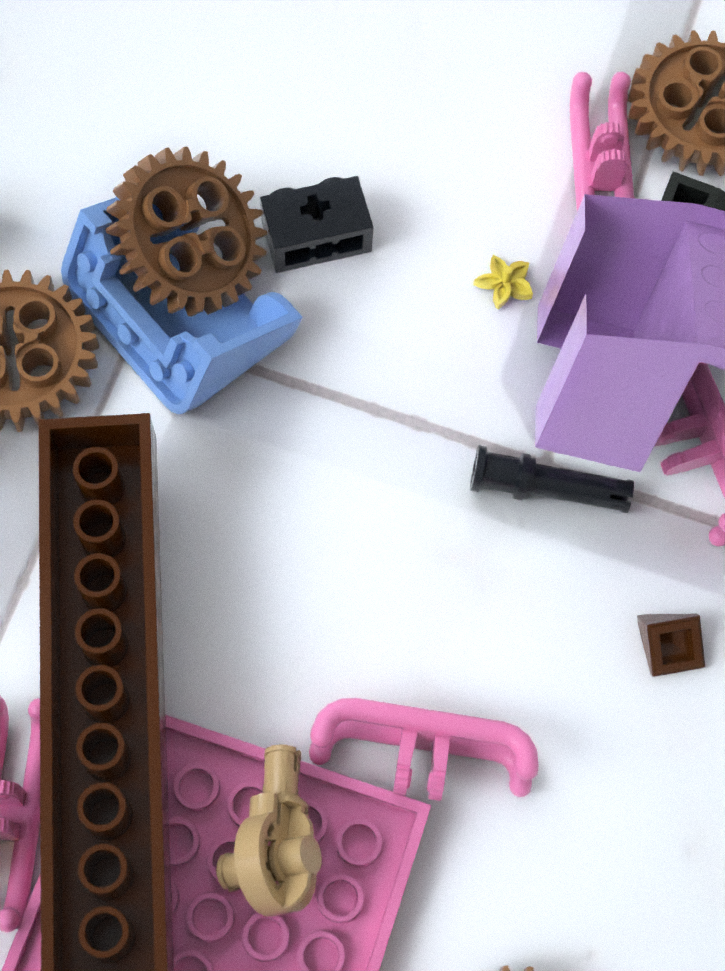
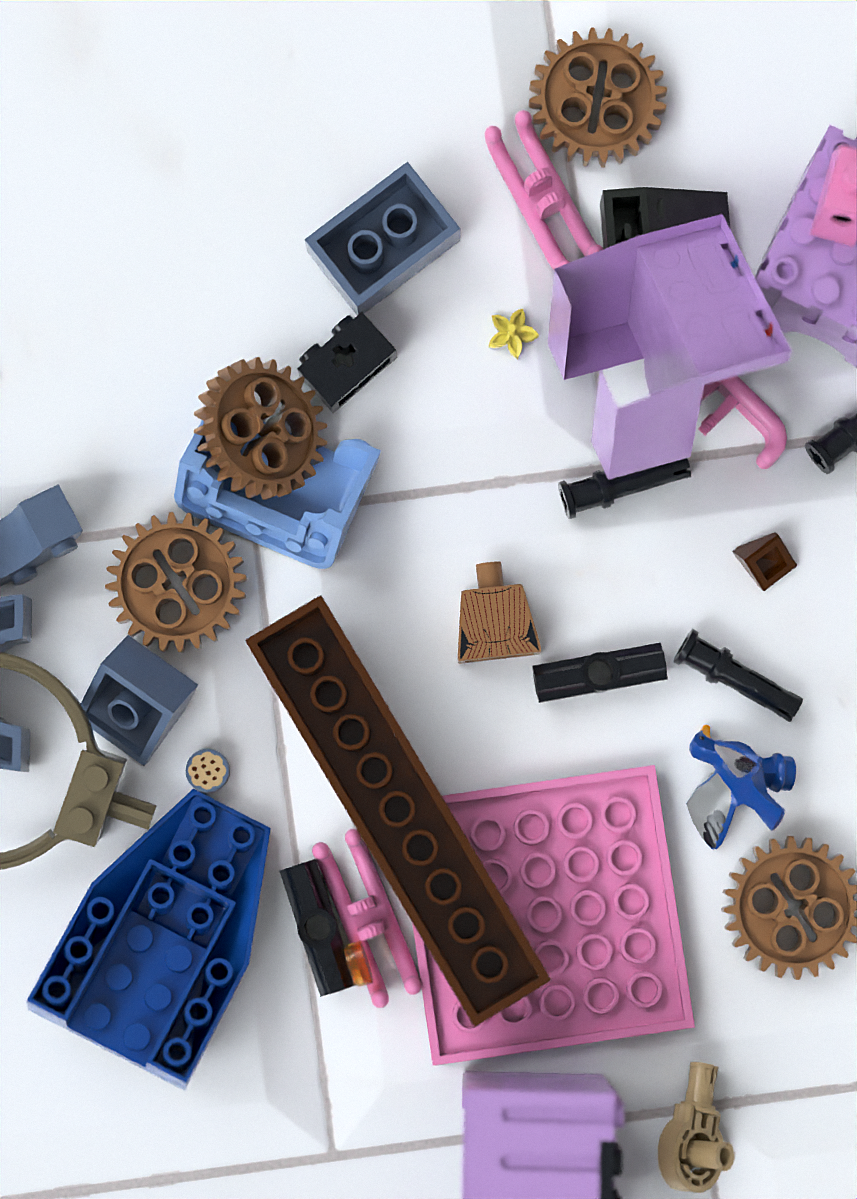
camera: 20 degrees left, 15 degrees up
(293, 854) = (565, 846): tan pin -> none
(330, 554) = (495, 619): none -> medium nougat torso
(418, 123) = (383, 239): none -> sand blue brick
(429, 731) = (629, 713): bright pink piece -> none
(456, 680) = (627, 666): none -> black piece
(521, 874) = (737, 780): none -> blue animal
(563, 733) = (721, 667): none -> black pin

